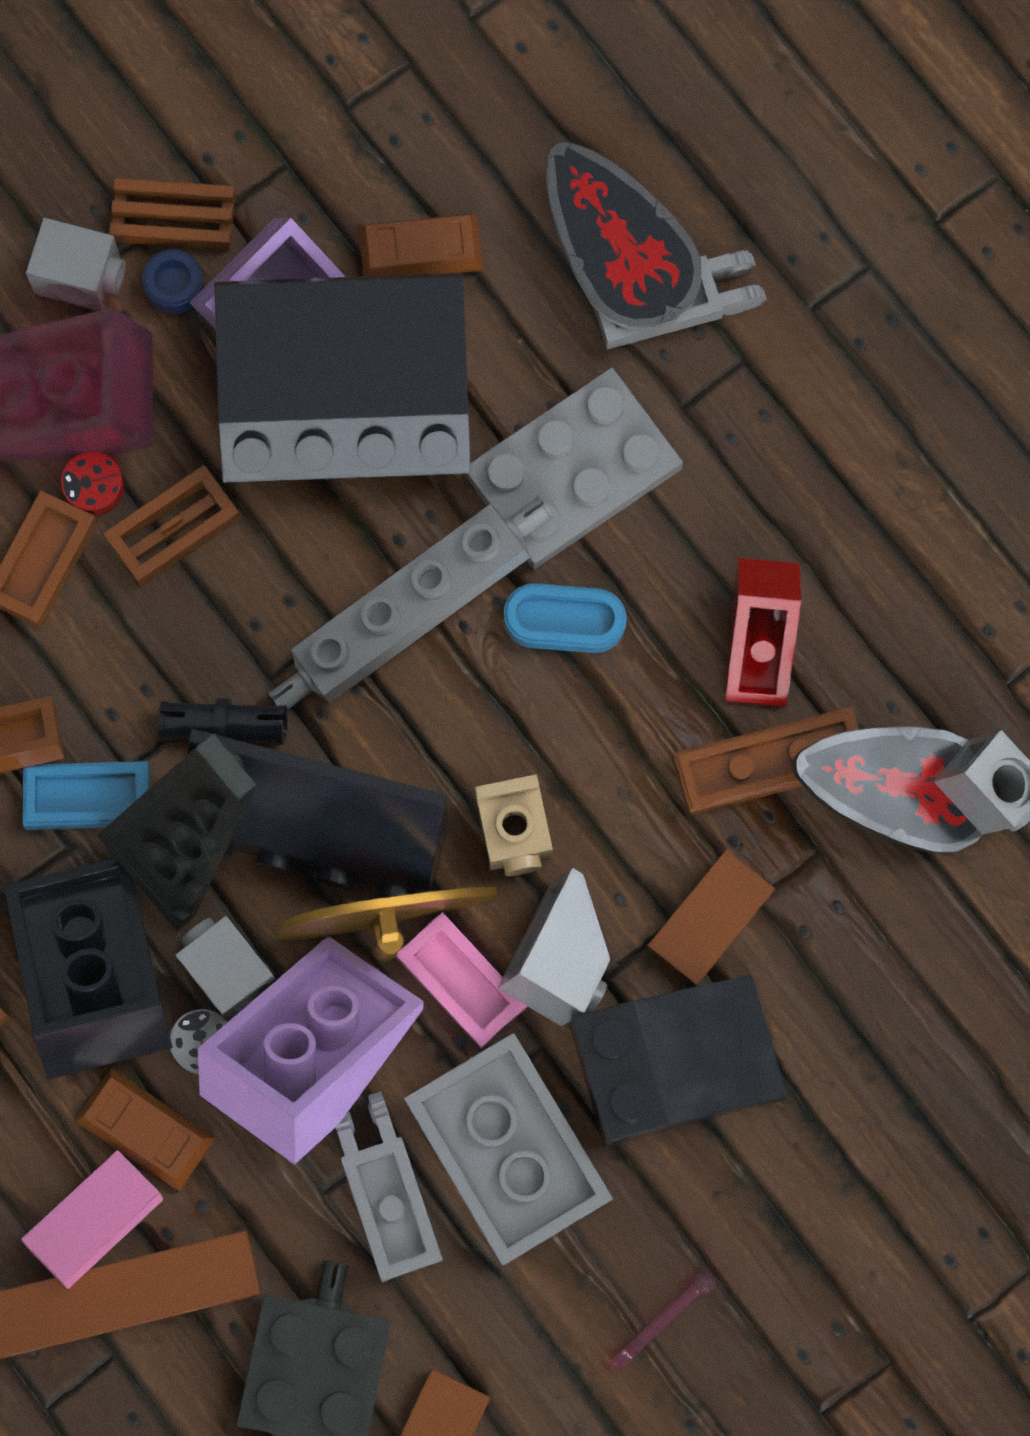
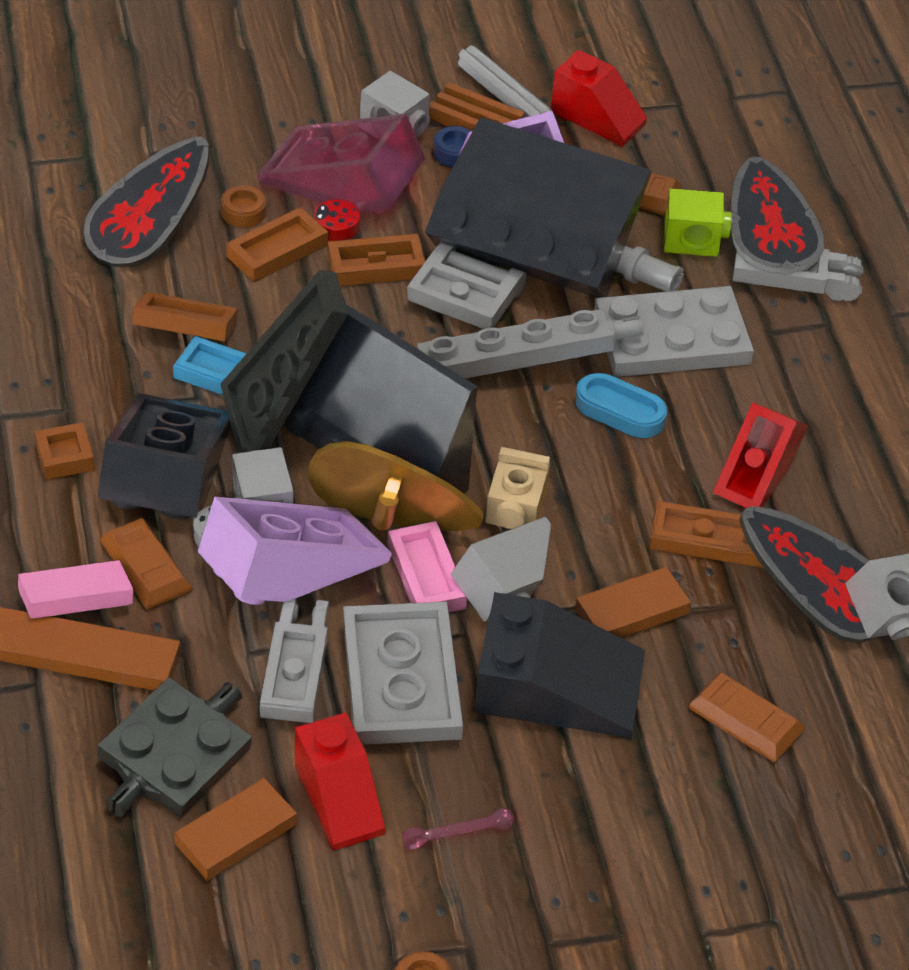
camera: 25 degrees right, 30 degrees down
(186, 147) = (500, 82): none -> light grey axle
(302, 539) = (465, 287): none -> light grey plate
(315, 123) = (596, 98): none -> red slope
(506, 389) = (639, 266): none -> light grey pin
(517, 1339) = (338, 780): none -> red slope
(527, 283) = (695, 222): none -> lime brick
(897, 1010) = (747, 717): none -> dark orange tile

